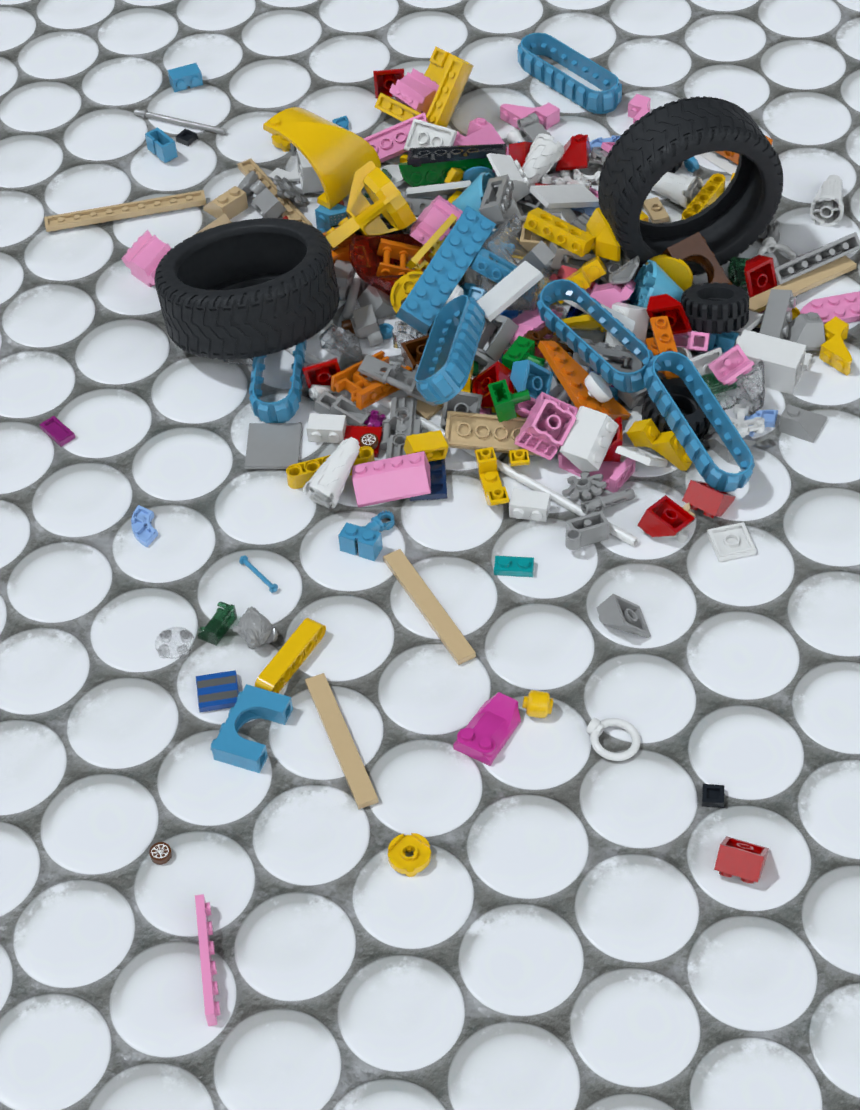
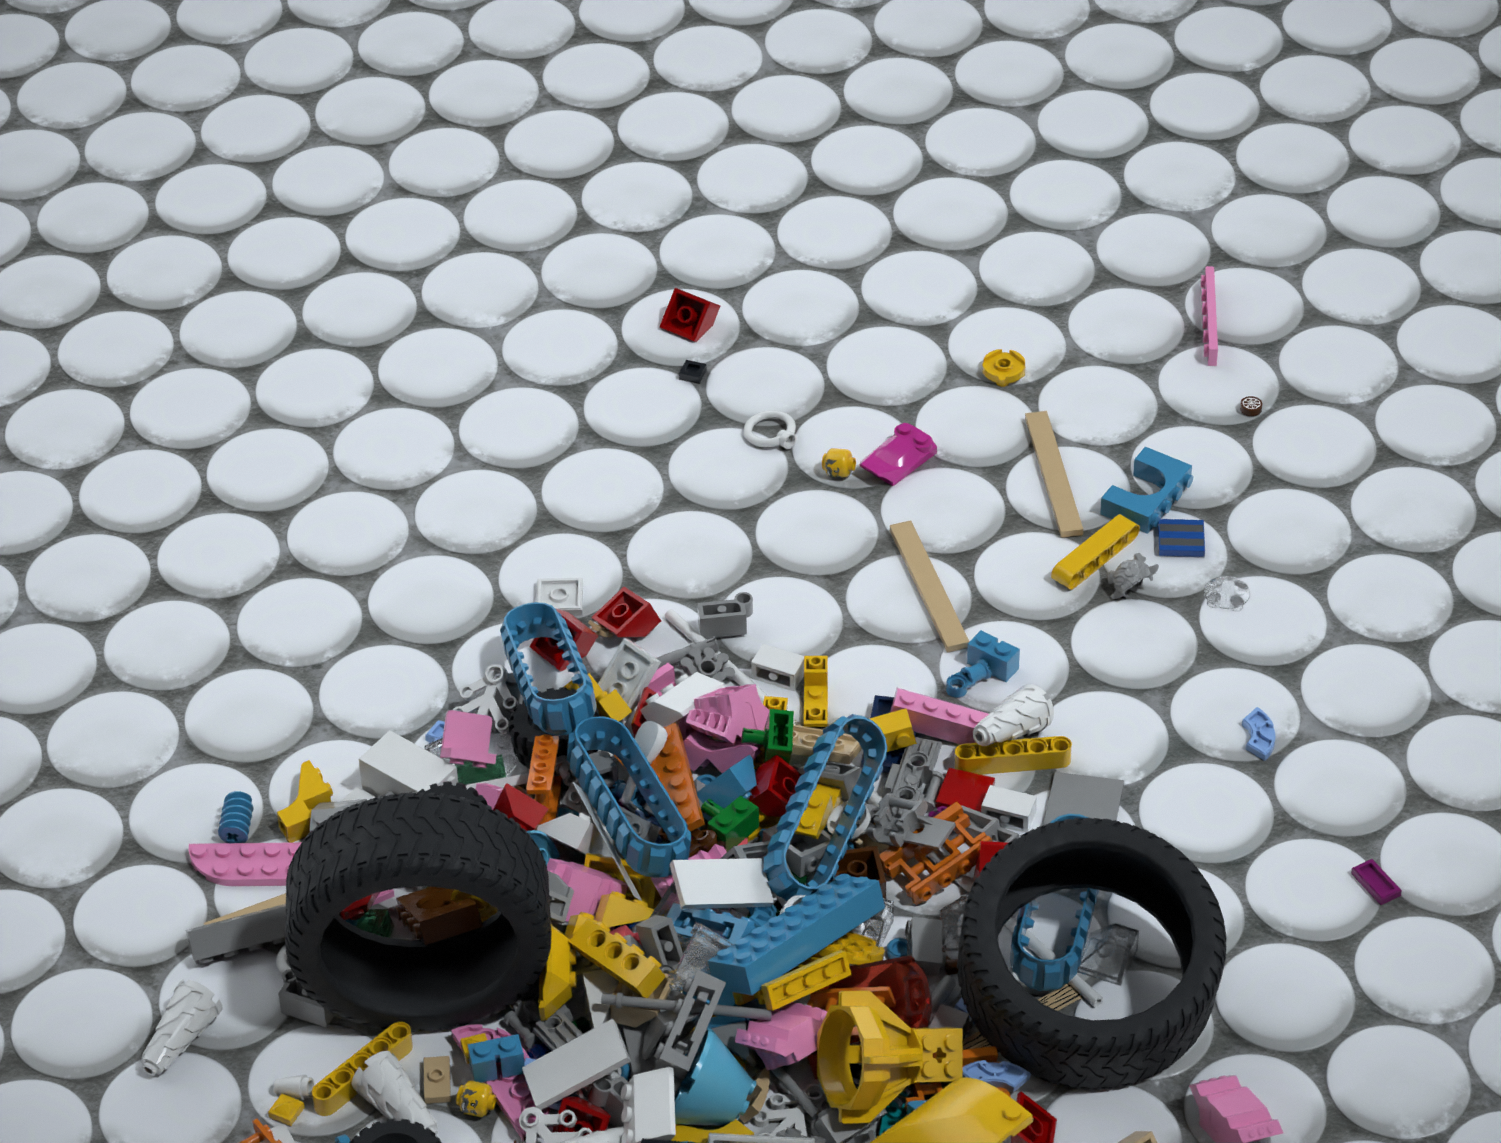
camera: 170 degrees left, 5 degrees down
(219, 624) = (1175, 600): clear green hinge -> none
(272, 587) = (1106, 633): dark azure axle -> none
(370, 440) = (957, 776): reddish brown tile -> none
(514, 566) = (818, 611): teal plate -> none
(623, 616) = (717, 527): light grey slope -> none
(801, 423) = (406, 715): light grey slope -> none

